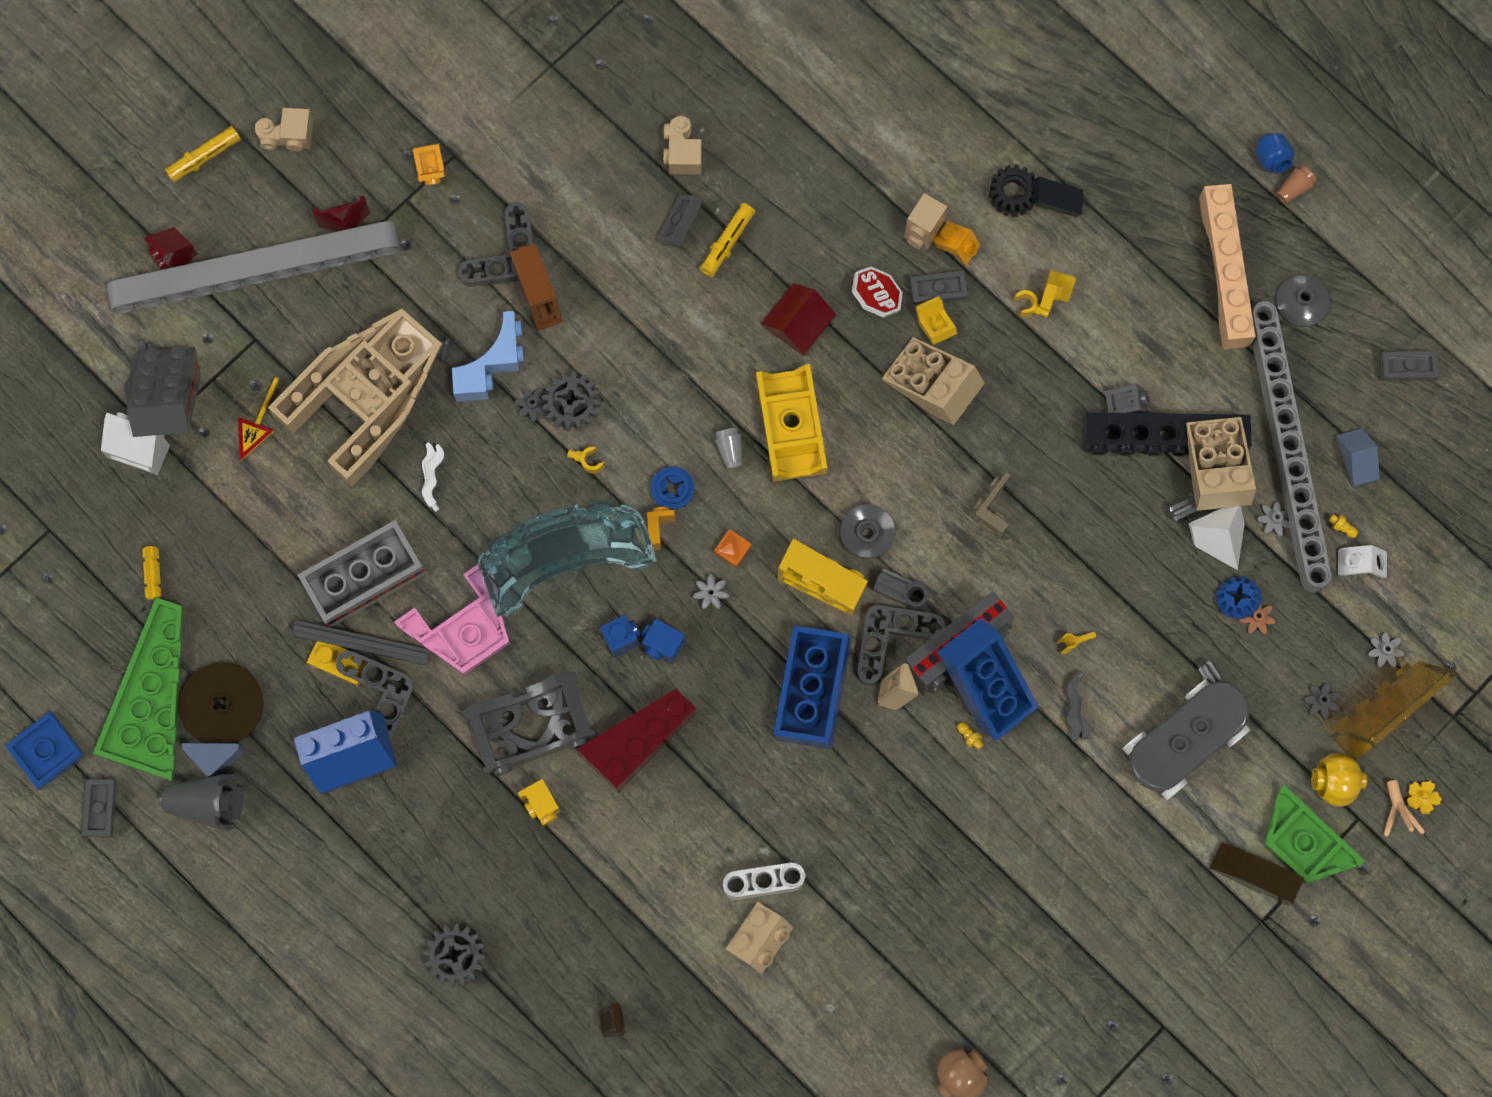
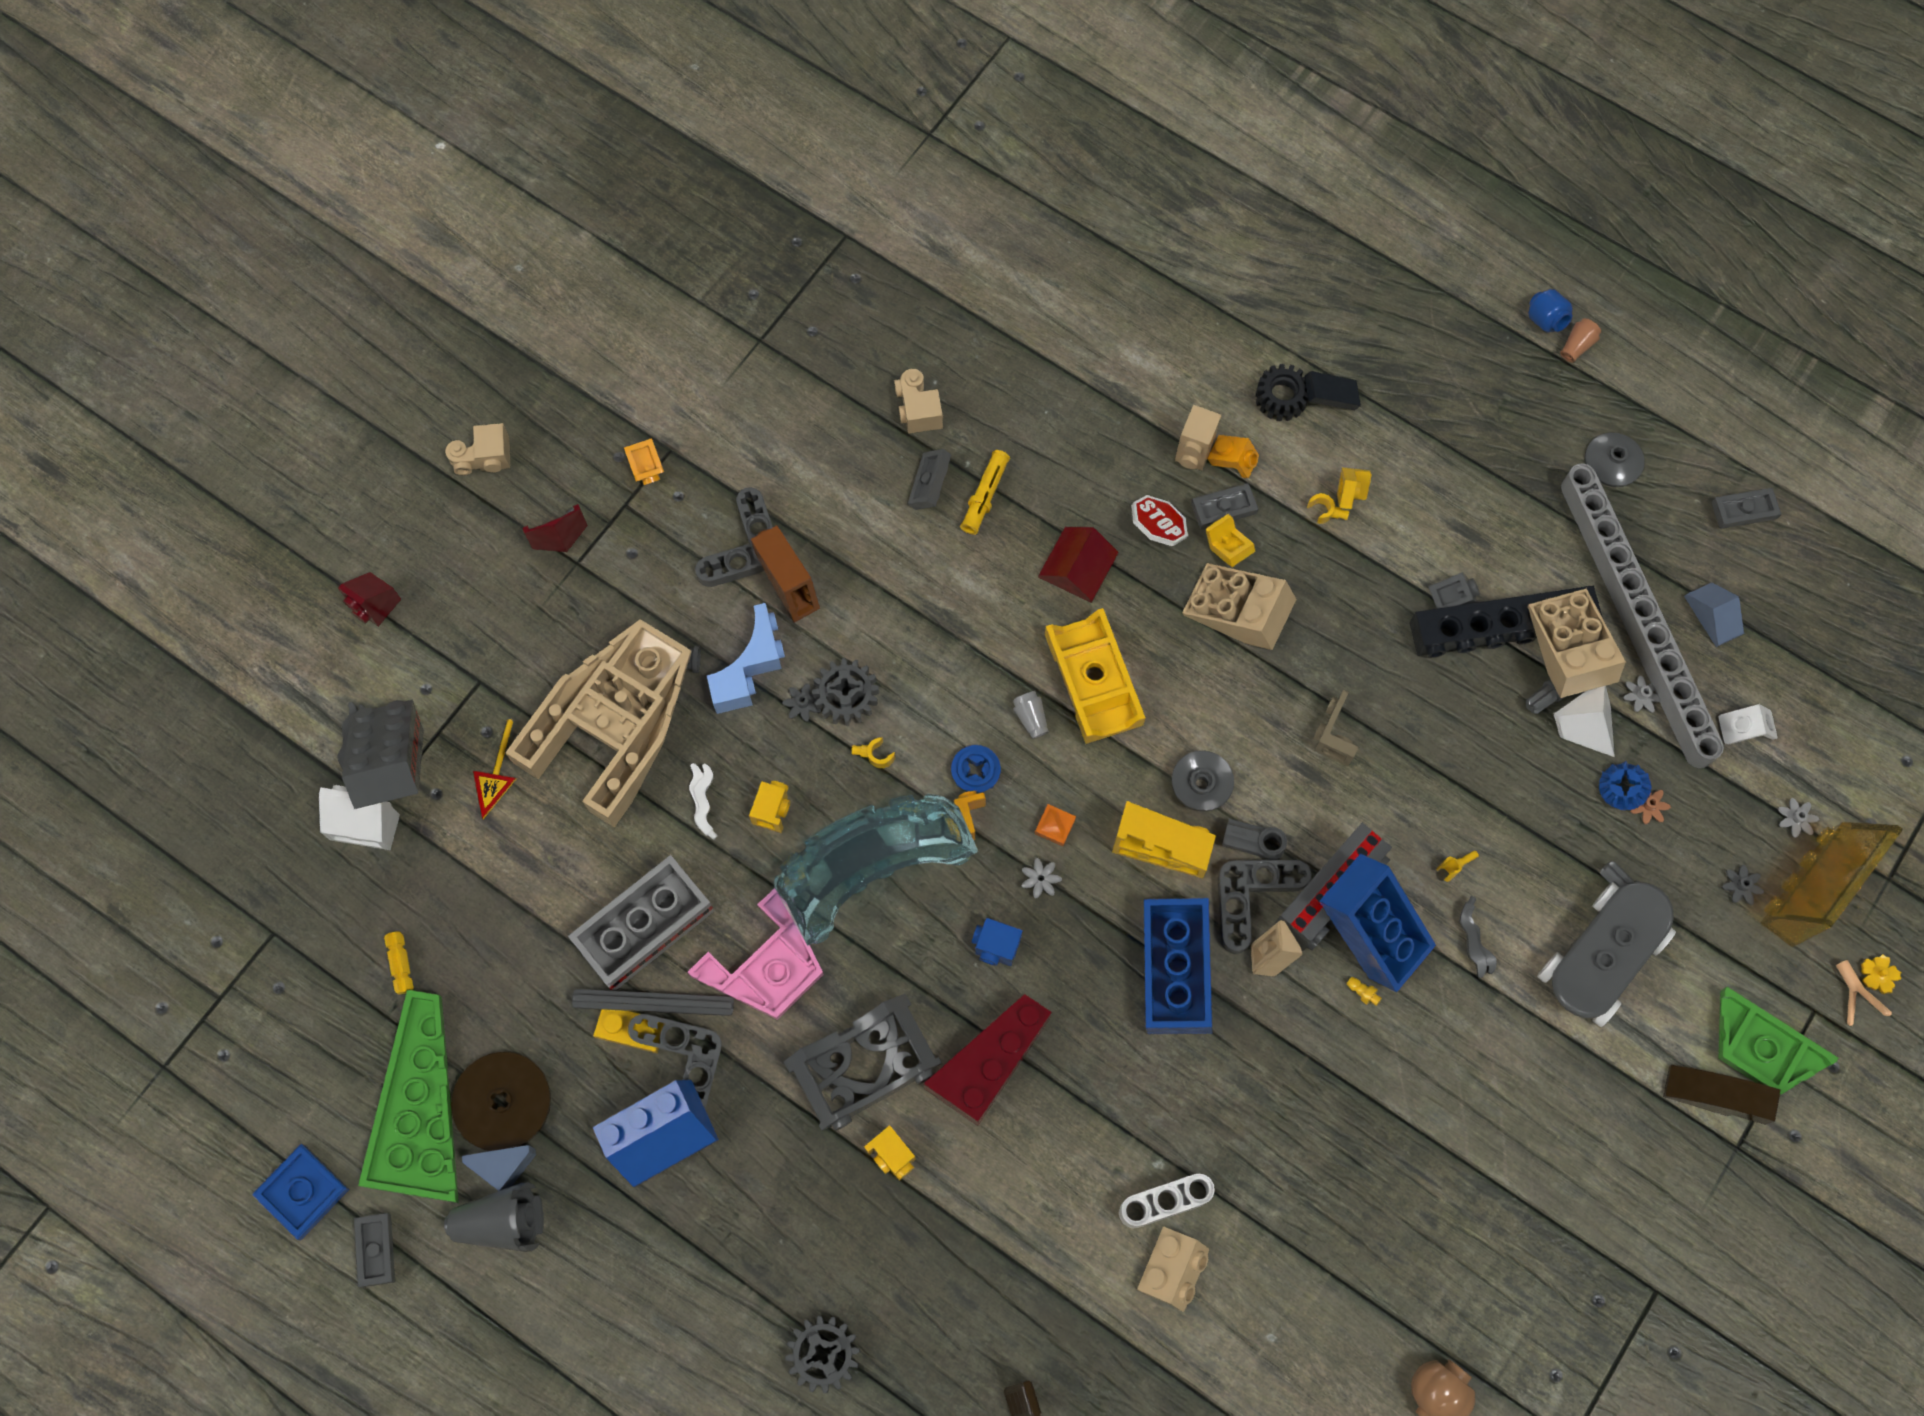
camera: 10 degrees left, 5 degrees down
(194, 159) = (382, 498): yellow pin -> none
(253, 267) = (464, 603): light grey beam -> none
(488, 490) = (770, 806): none -> yellow brick
(620, 636) = (948, 944): blue brick -> none
(1233, 297) = (1548, 477): light nougat arch -> none
(1338, 779) = (1784, 970): yellow plant -> none
(1340, 523) = (1714, 688): yellow piece -> none

